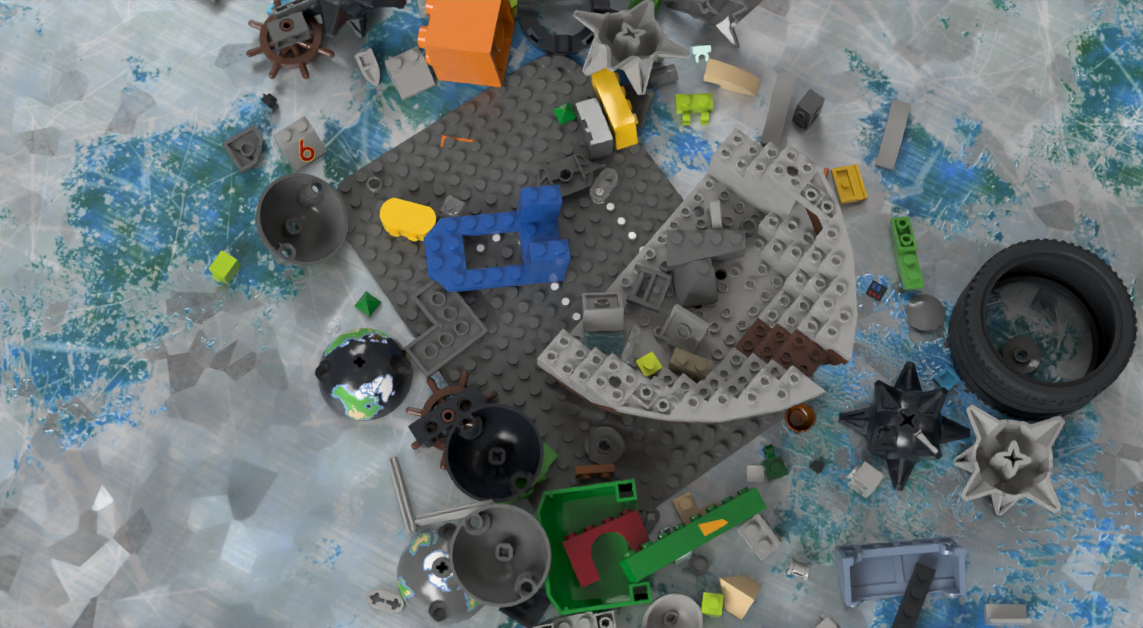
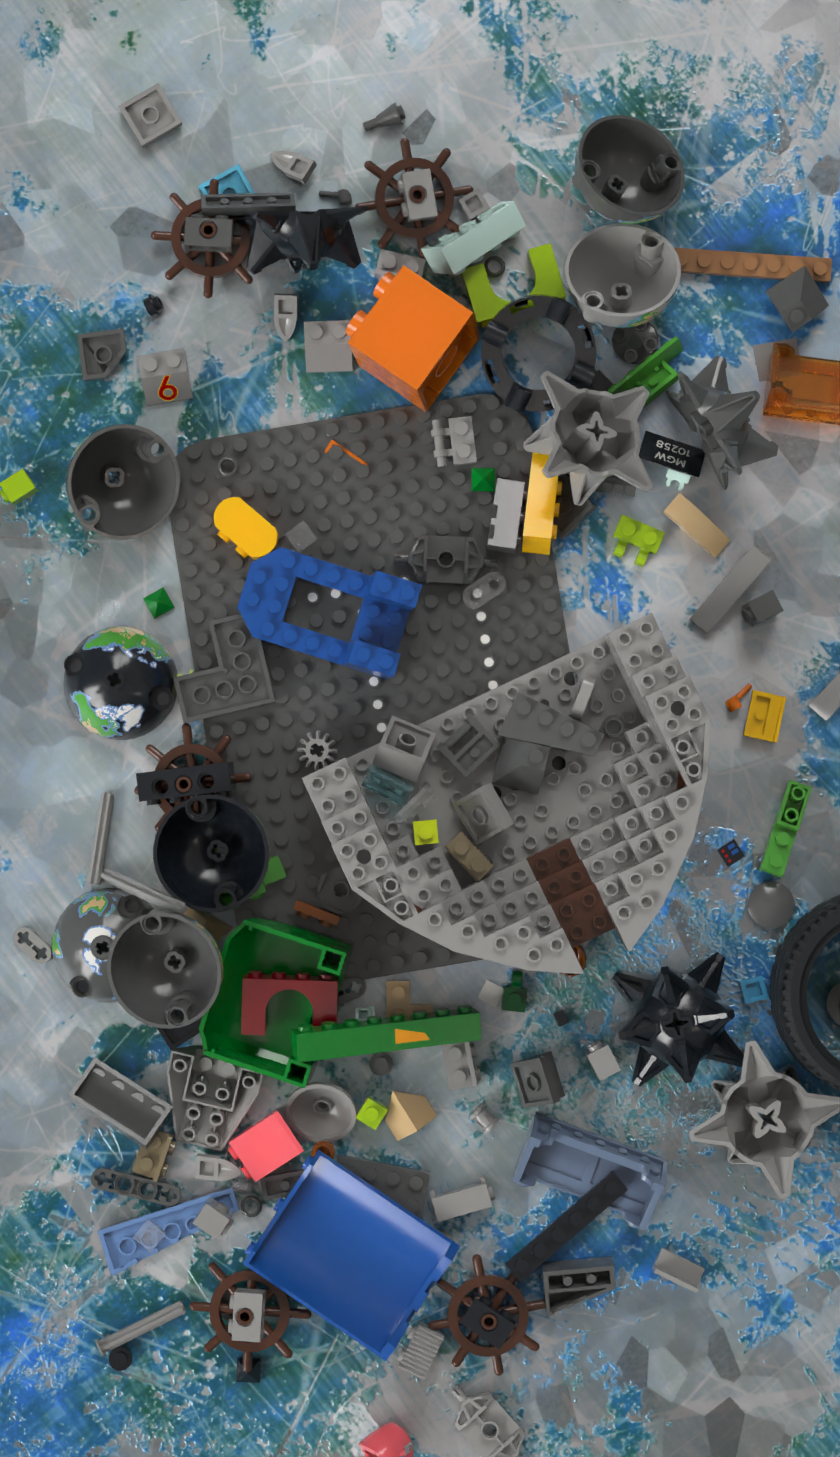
camera: 25 degrees right, 15 degrees up
(529, 349) = (320, 742): none -> light grey gear
(535, 92) = (461, 439): none -> light grey plate
(693, 38) = (672, 454): none -> black sticker
(823, 520) = (537, 1080): none -> dark grey bracket

